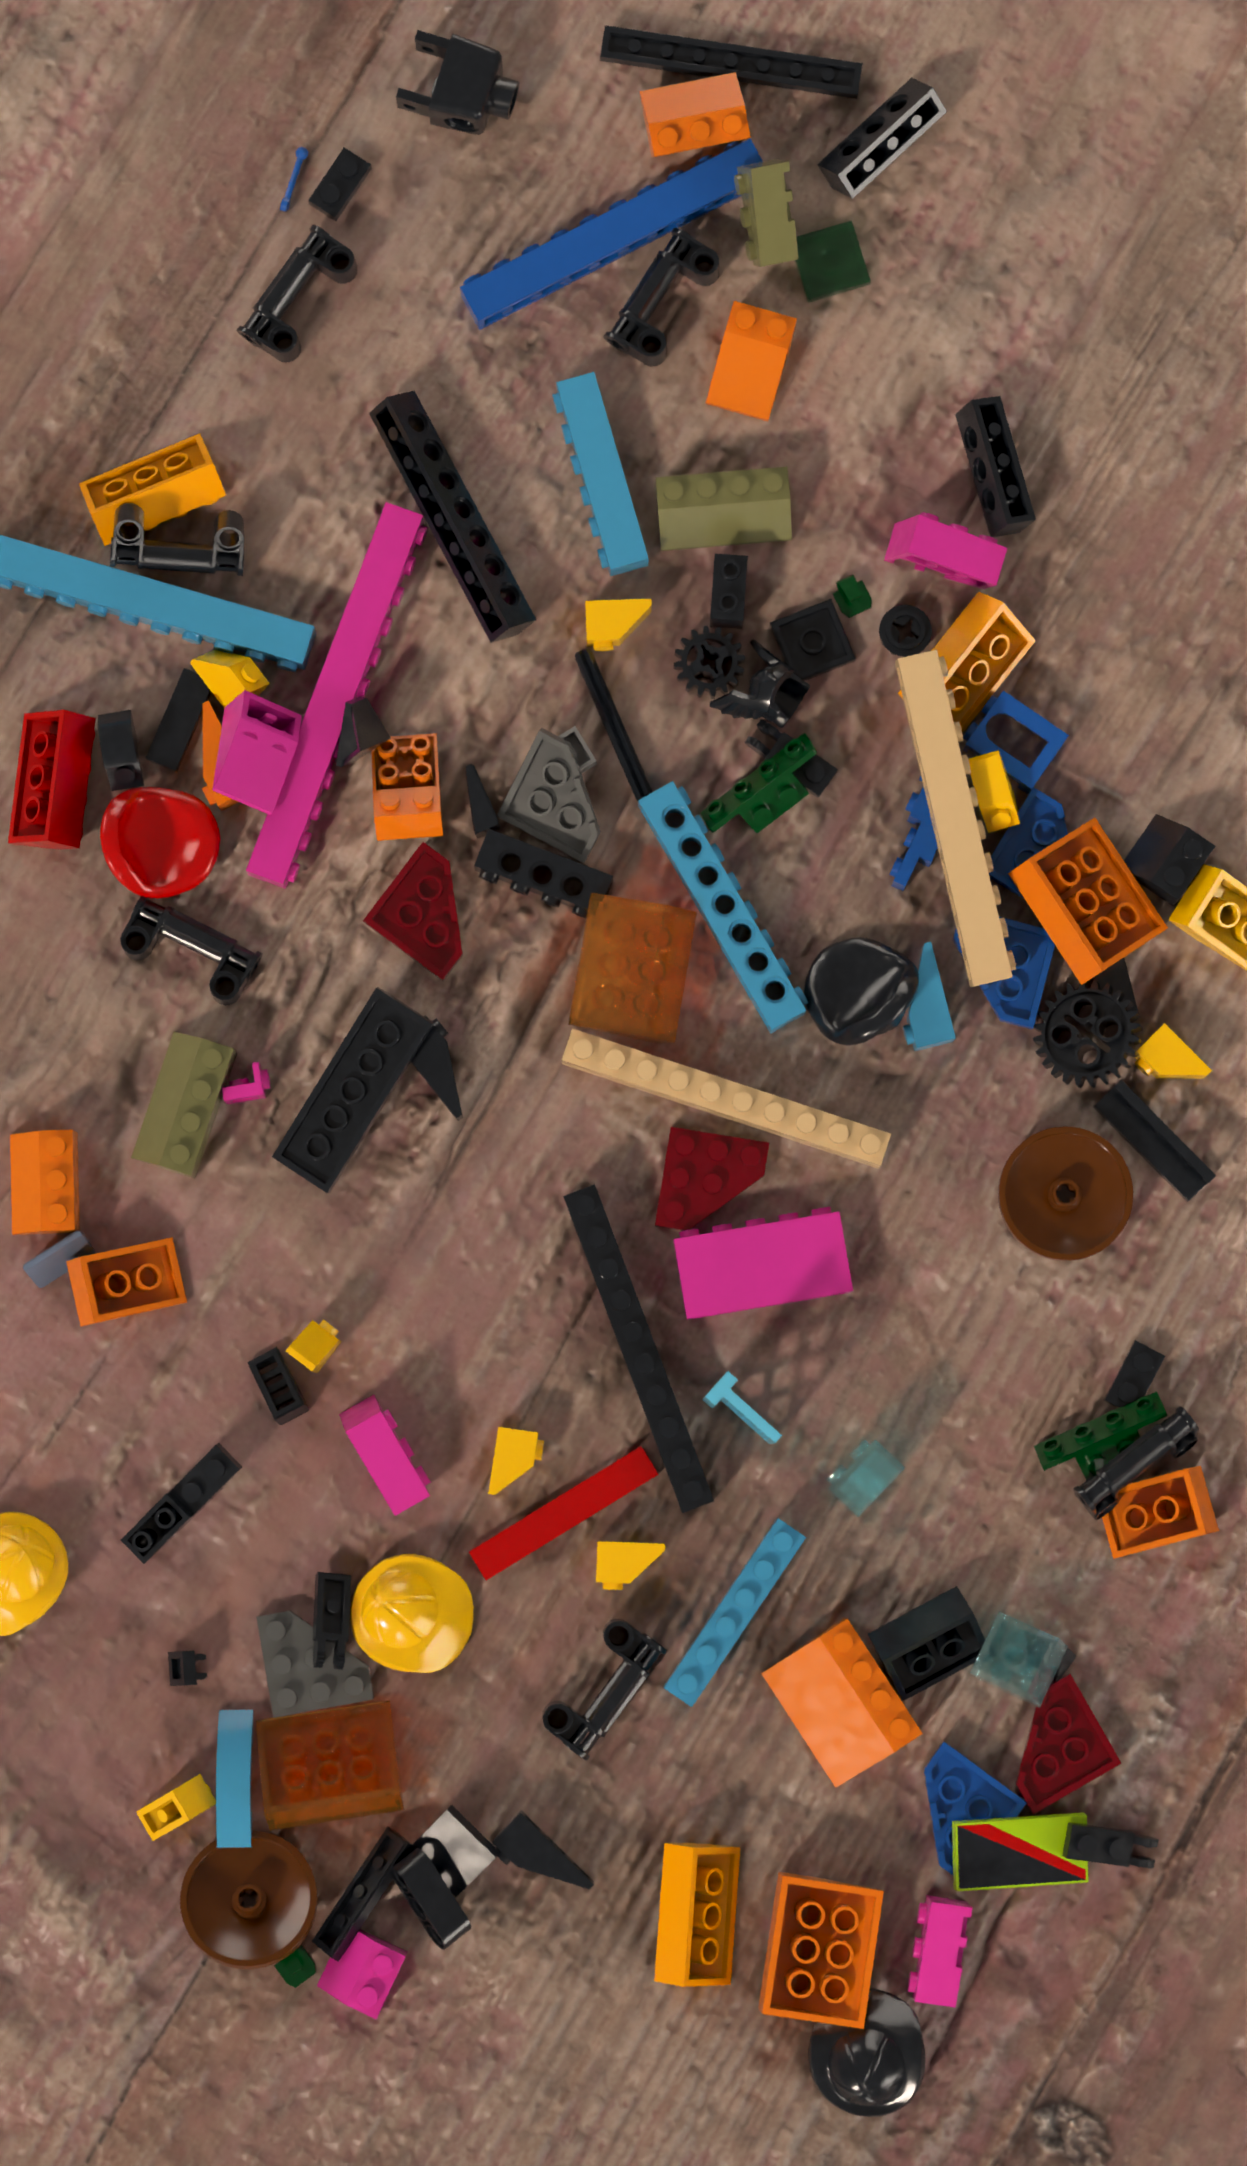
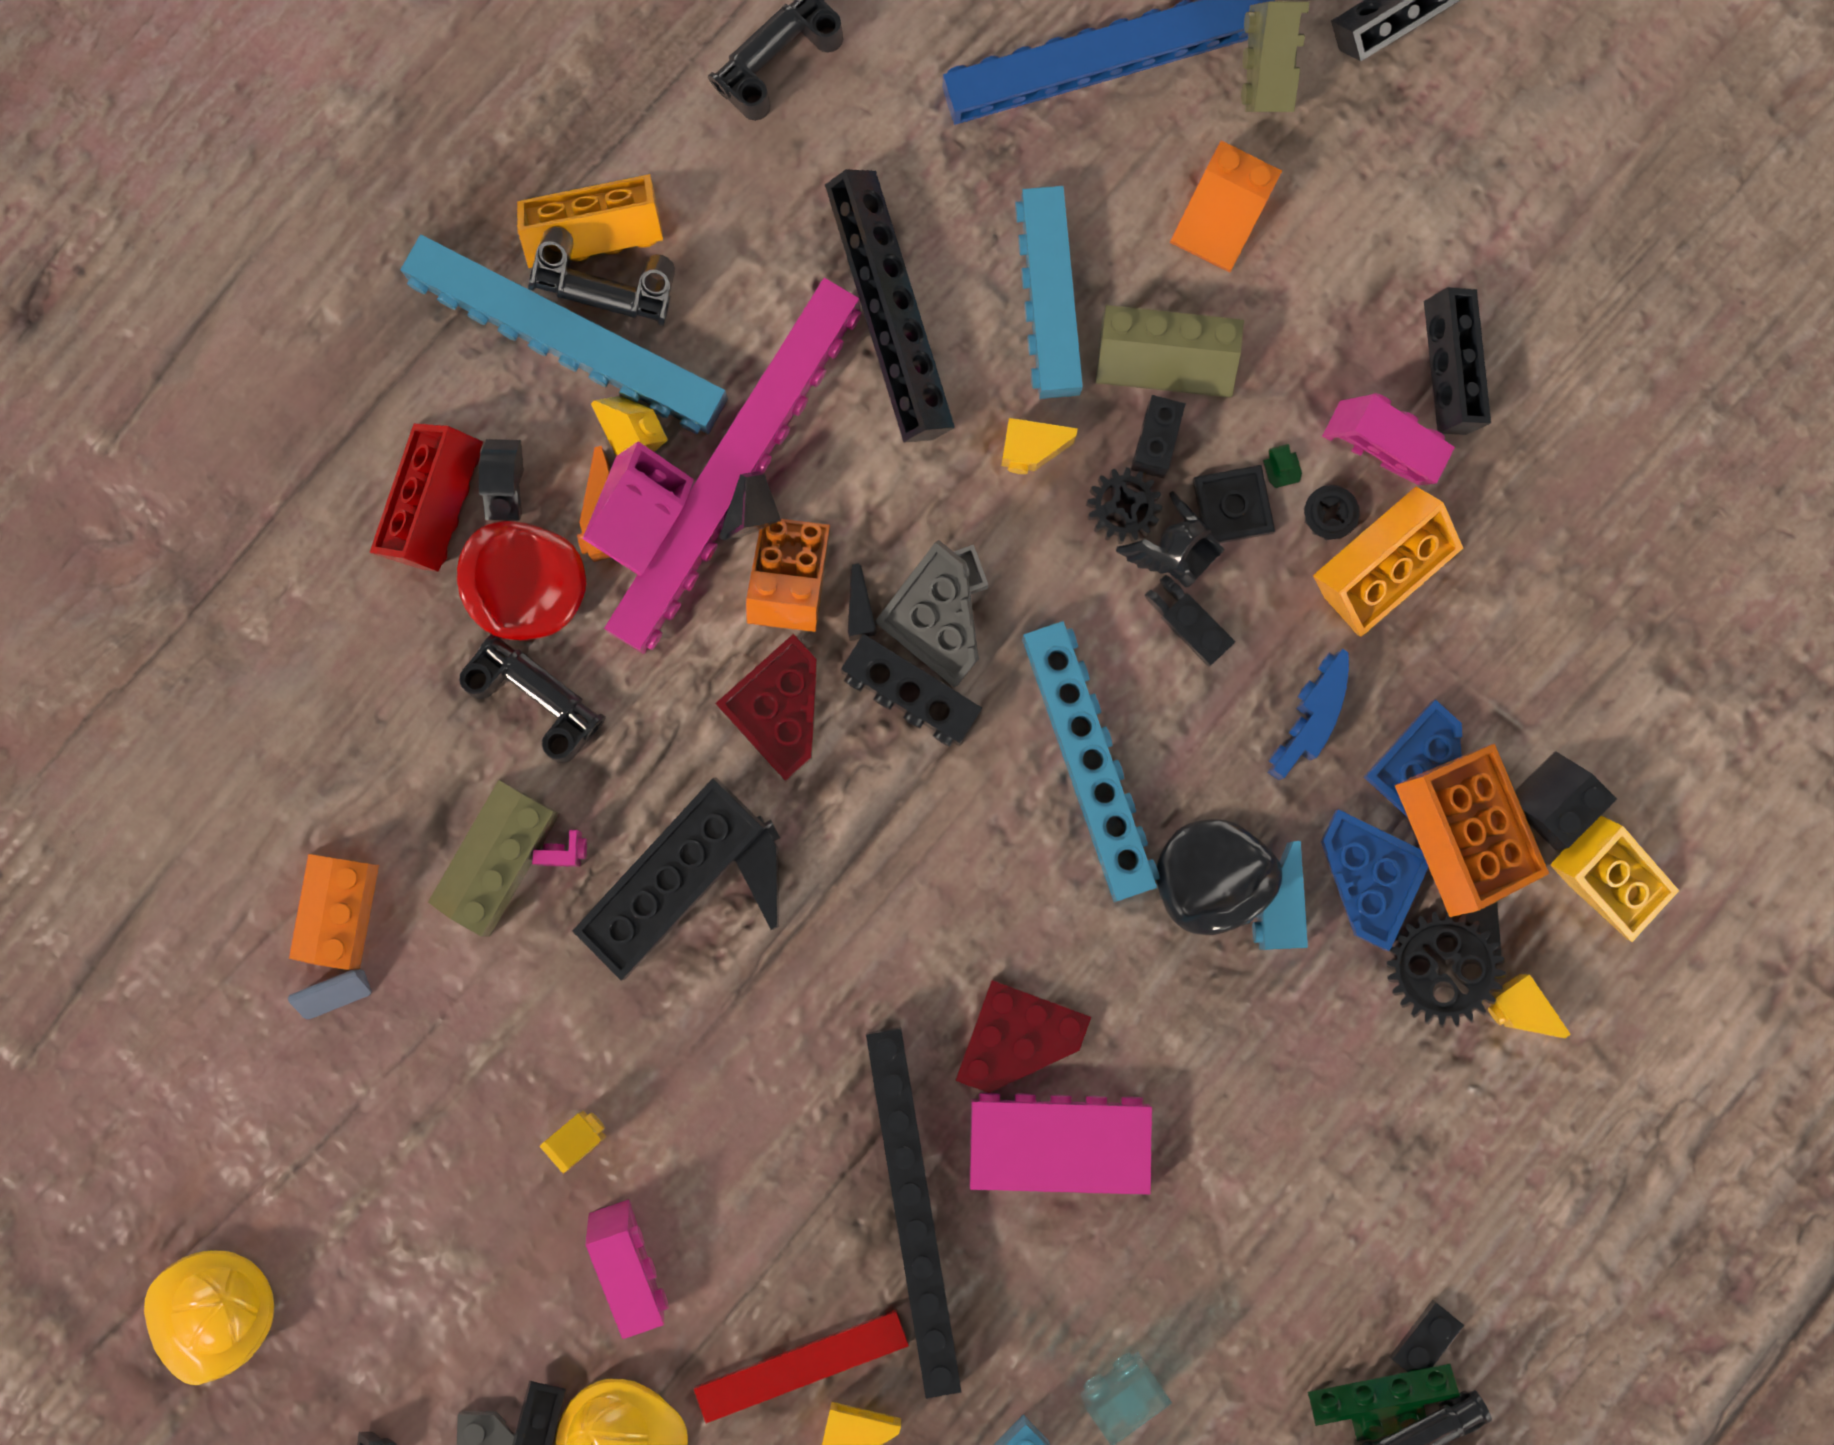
camera: 10 degrees right, 0 degrees up
(126, 1281) = (395, 1032): orange slope -> none
(179, 721) = (568, 462): black tile -> none
(181, 1503) = (403, 1279): black slope -> none
(291, 1411) = (542, 1169): black slope -> none
(513, 1456) = (760, 1297): yellow slope -> none
(613, 723) = (1013, 550): black axle -> none
(631, 329) = (1172, 89): black piece -> none
(632, 968) = (984, 808): clear orange slope -> none
(723, 1392) = (993, 1284): medium azure fence -> none
(726, 1098) = (1057, 963): tan brick -> none
(766, 791) = (1157, 650): dark green bracket -> none
(830, 262) = (1325, 123): clear green tile -> none
(954, 819) = (1350, 718): tan brick -> none
(980, 743) = (1389, 645): blue panel -> none
(994, 791) = (1395, 696): yellow slope -> none
(1065, 1193) = (1392, 1134): reddish brown dish -> none
(1154, 1141) = (1494, 1094): black fence -> none

